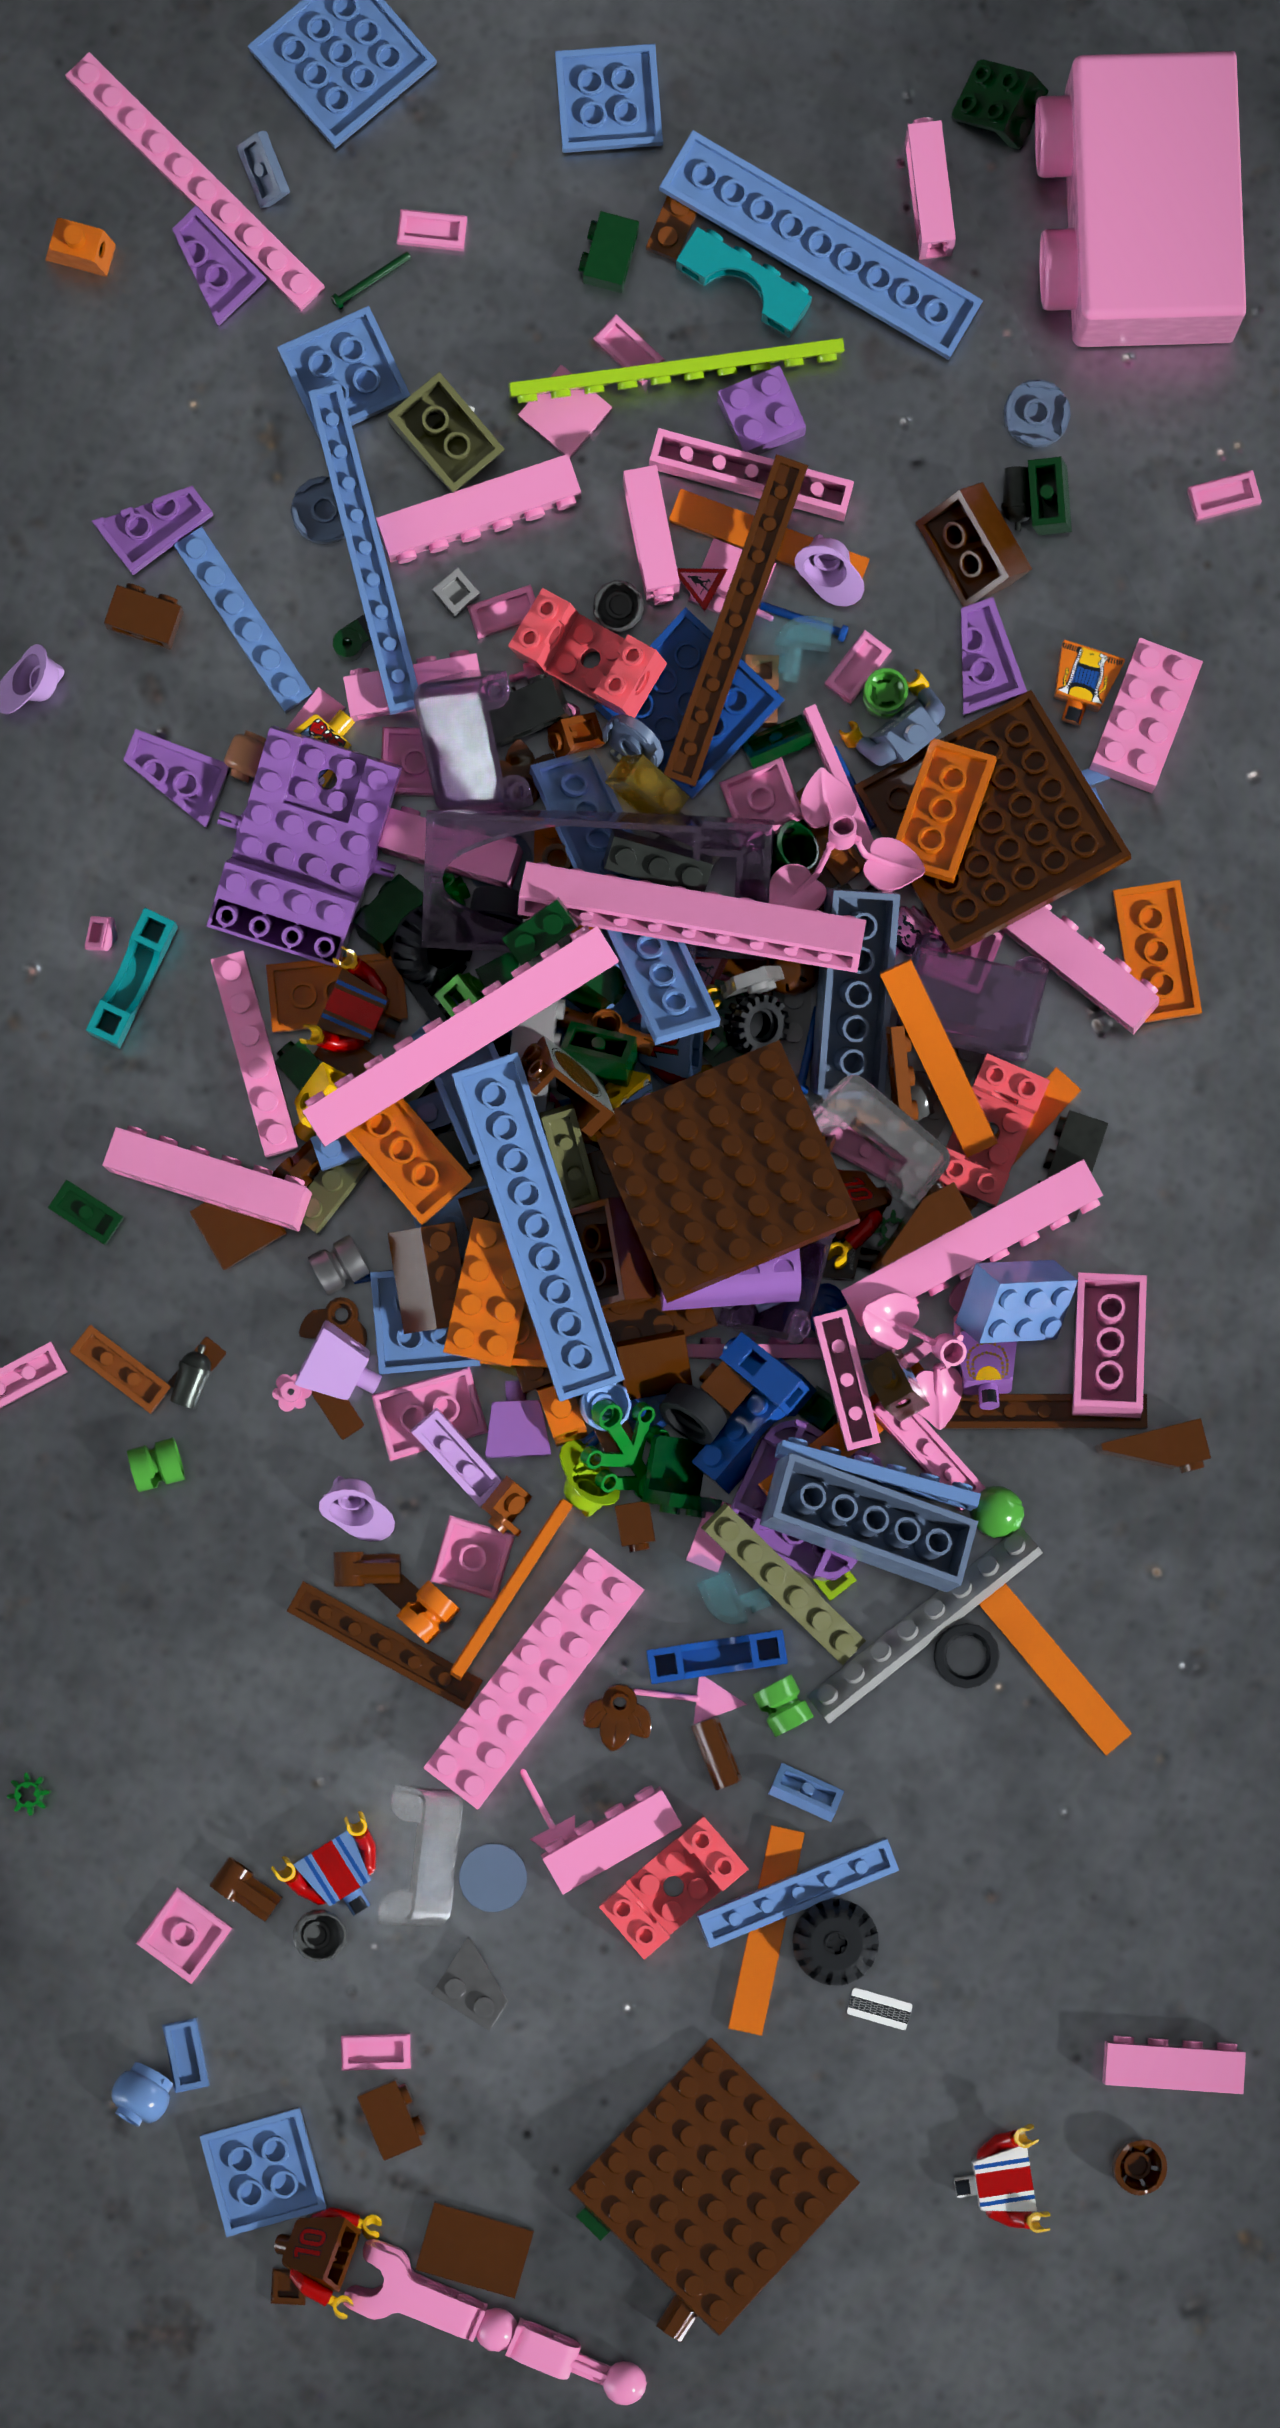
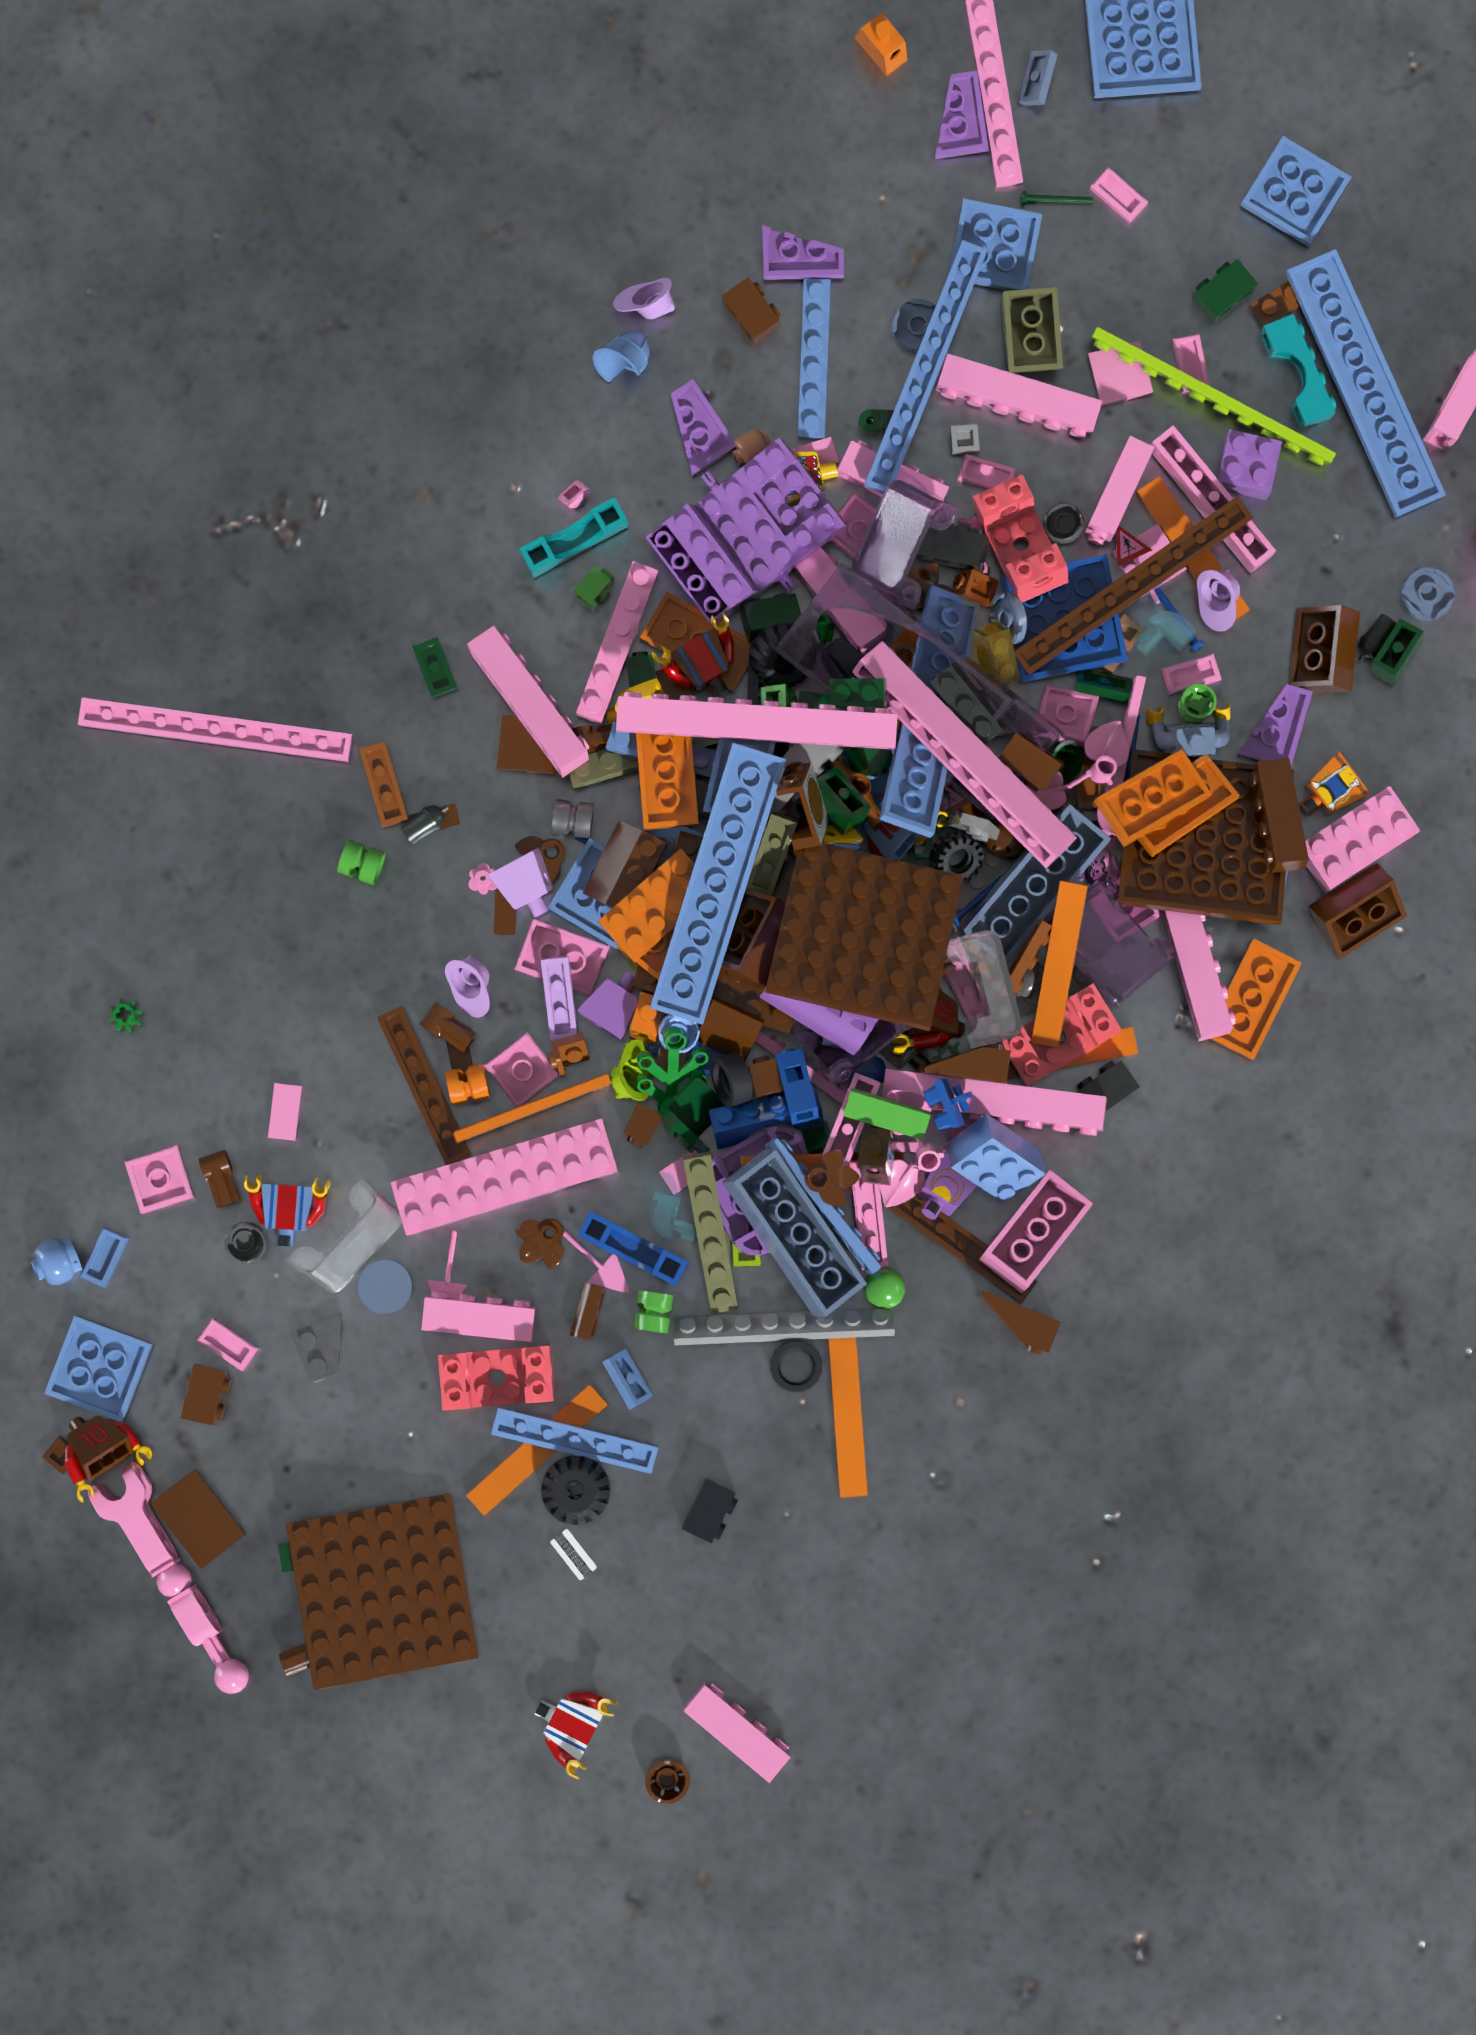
camera: 30 degrees right, 0 degrees up
(47, 747) = (626, 351): none -> medium blue helmet
(190, 1014) = (594, 587): none -> bright green brick
(262, 1774) = (285, 1112): none -> bright pink tile
(763, 875) = (1031, 762): none -> reddish brown brick
(871, 1438) = (835, 1178): none -> reddish brown plate
(876, 1335) = (887, 1113): none -> bright green tile
(912, 823) = (1152, 797): none -> orange plate
(917, 1273) = (943, 1093): none -> blue hips
(985, 1864) = (709, 1511): none -> black brick
(1050, 747) = (1279, 815): none -> reddish brown brick
(1198, 785) = (1358, 910): none -> reddish brown slope

